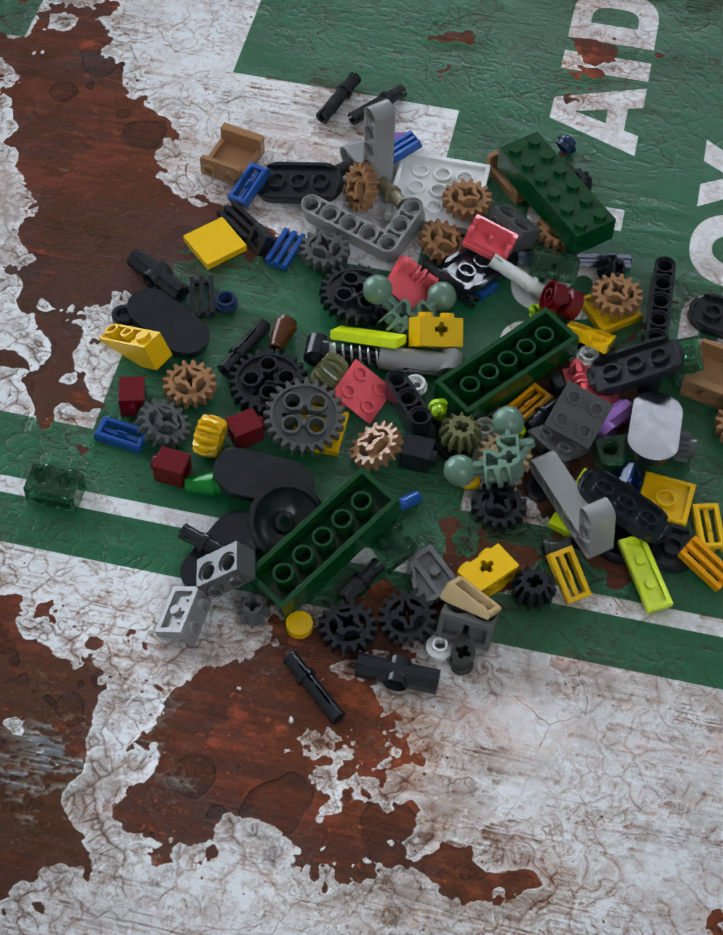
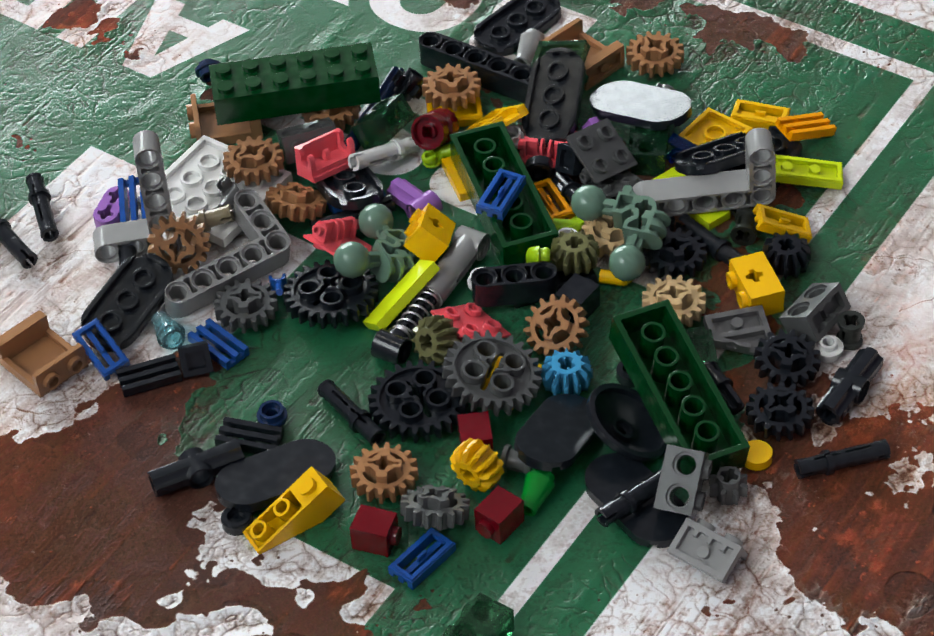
camera: 65 degrees left, 10 degrees down
(214, 243) = (170, 406): yellow tile -> none
(282, 332) = (347, 372): reddish brown cone -> none
(283, 215) = (168, 331): none -> clear light blue cone
(332, 468) = (566, 372): none -> dark azure gear
(355, 261) = (278, 284): none -> blue hand
(432, 198) = (227, 190): none -> dark grey arm
(442, 519) = (685, 298): none -> tan gear
(469, 598) = (787, 299): tan slope -> none
(480, 318) = (412, 198): none -> medium lavender piece
(490, 363) = (507, 203): none -> blue tile
(521, 538) = (719, 248): none -> black pin
(708, 332) = (528, 45): none -> light grey cone

